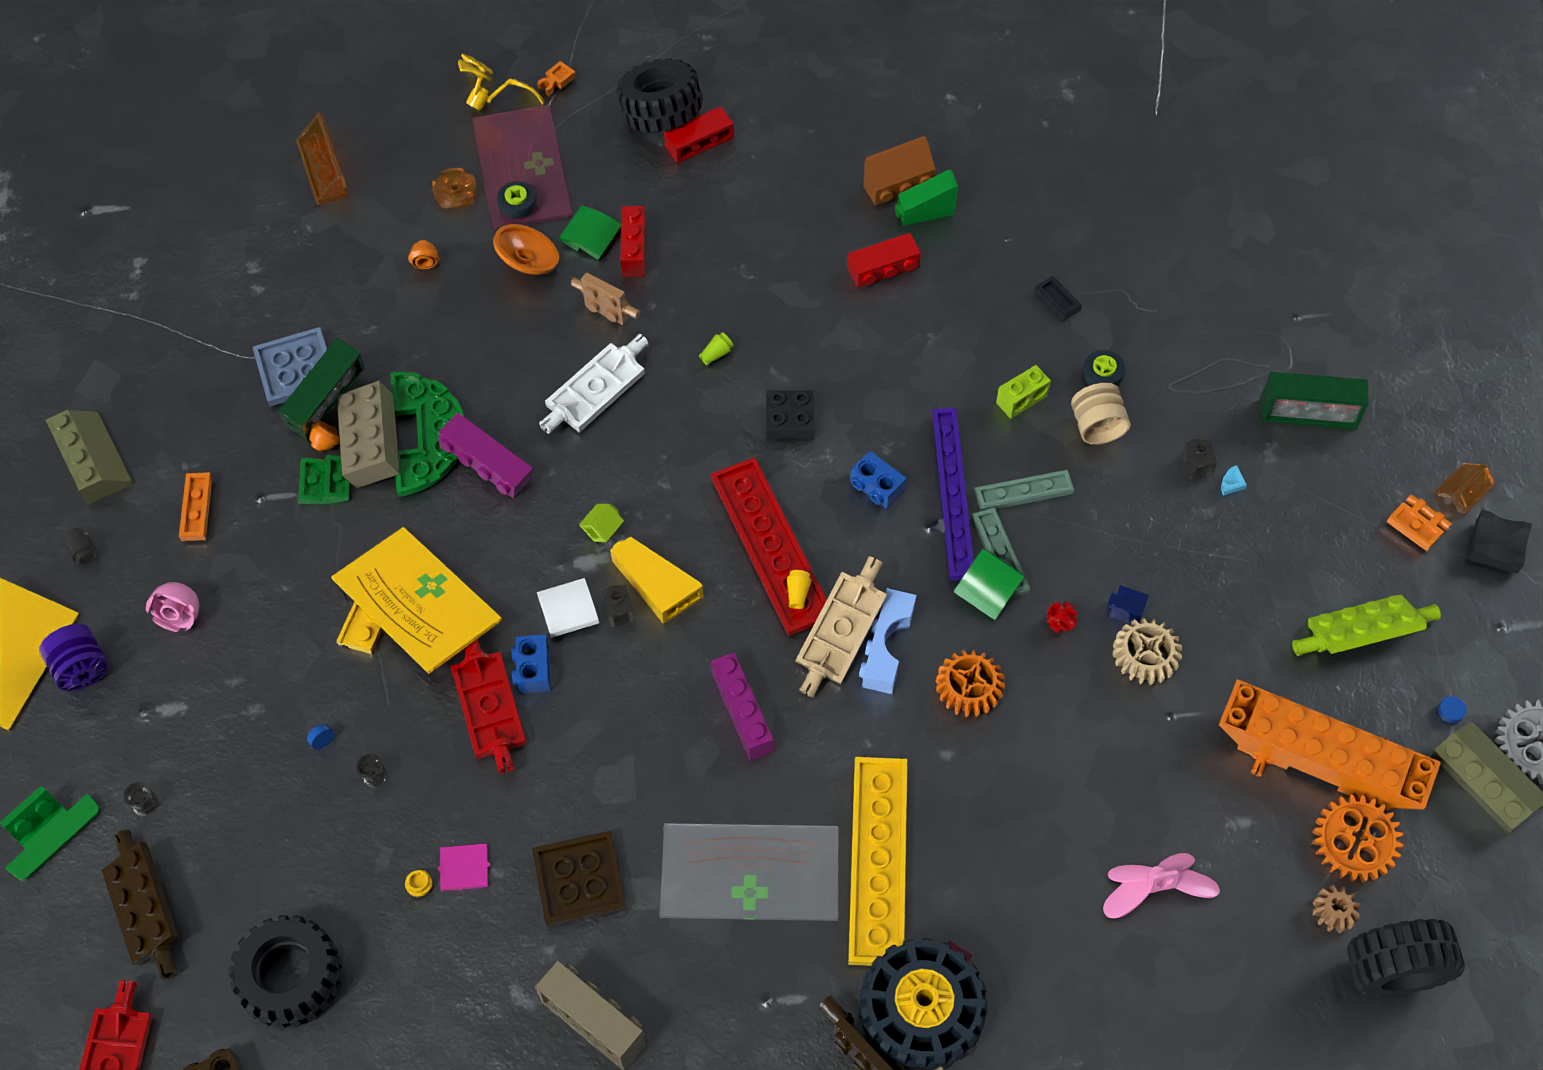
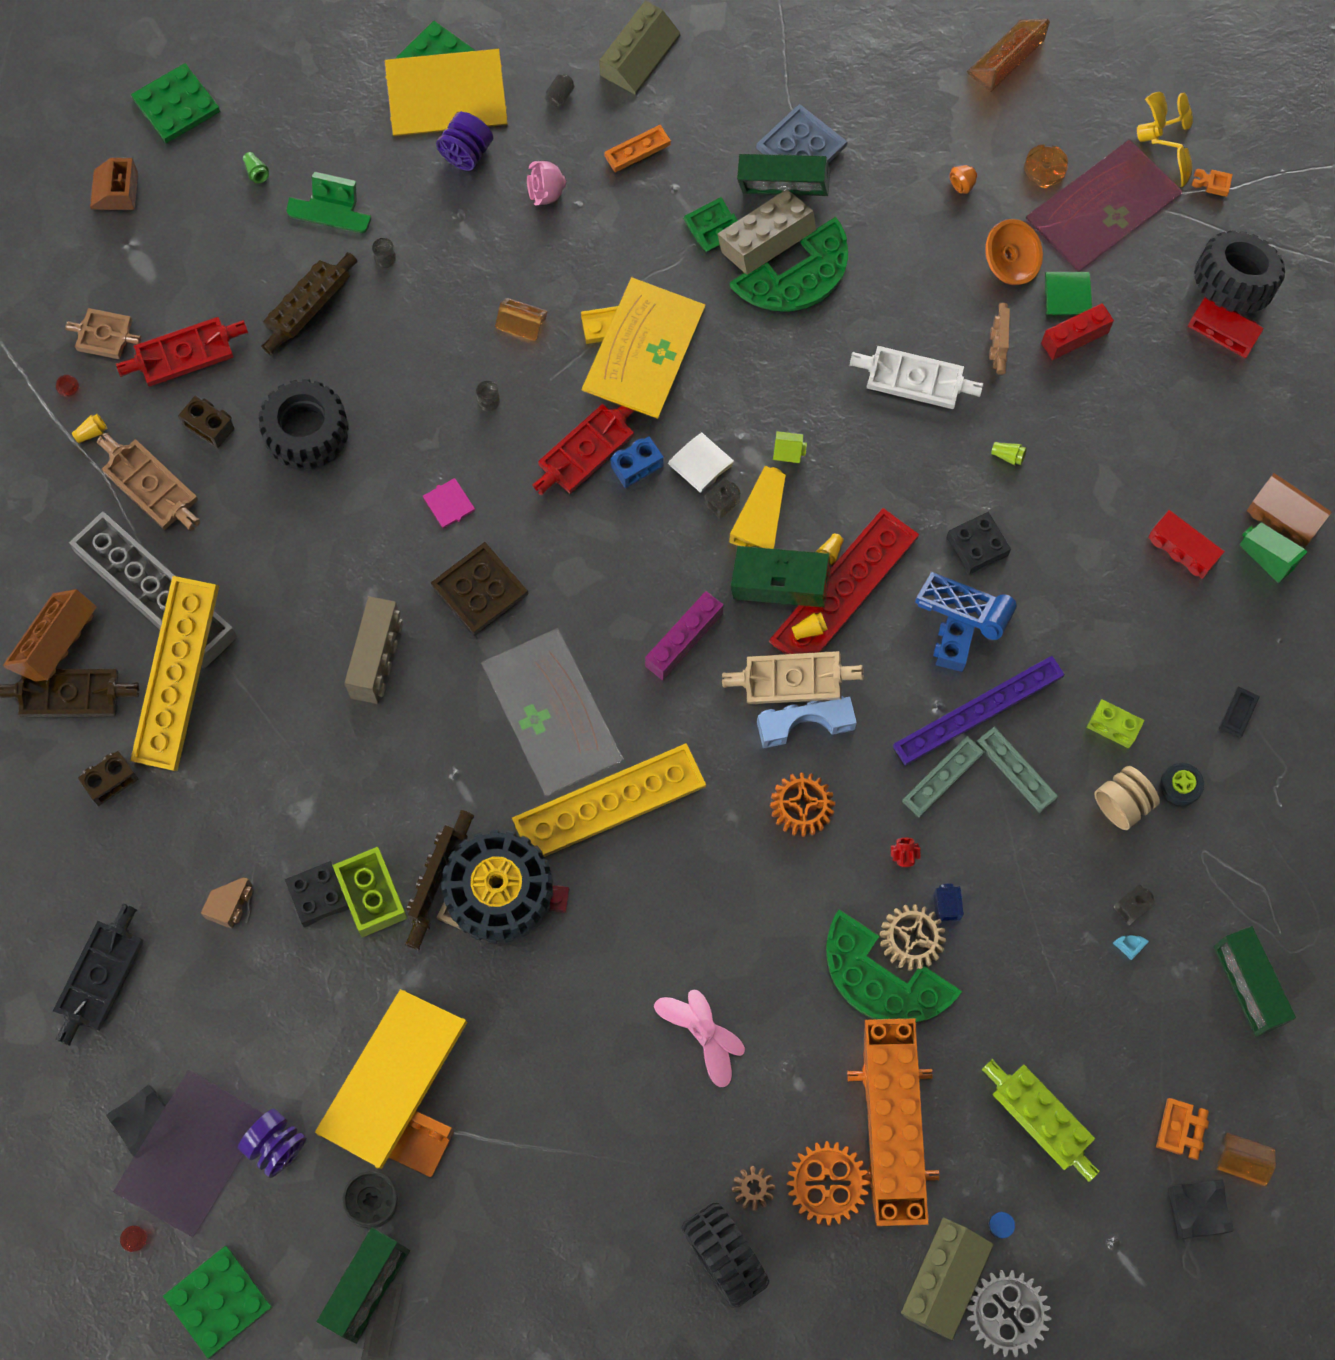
camera: 60 degrees right, 10 degrees up
(306, 700) = (520, 318): none -> clear orange panel
(320, 736) = (496, 345): blue tile -> none
(323, 436) = (749, 200): orange cone -> none
(418, 883) = (418, 478): yellow plate -> none
(485, 455) = (798, 327): magenta brick -> none
(516, 199) = (1054, 218): black wheel -> none
(728, 542) = (832, 547): none -> yellow cone
(732, 589) = (781, 576): none -> dark green brick
(867, 432) = (992, 616): none -> blue piece
(989, 583) = (902, 778): green slope -> none
(1179, 709) = (874, 988): none -> green plate

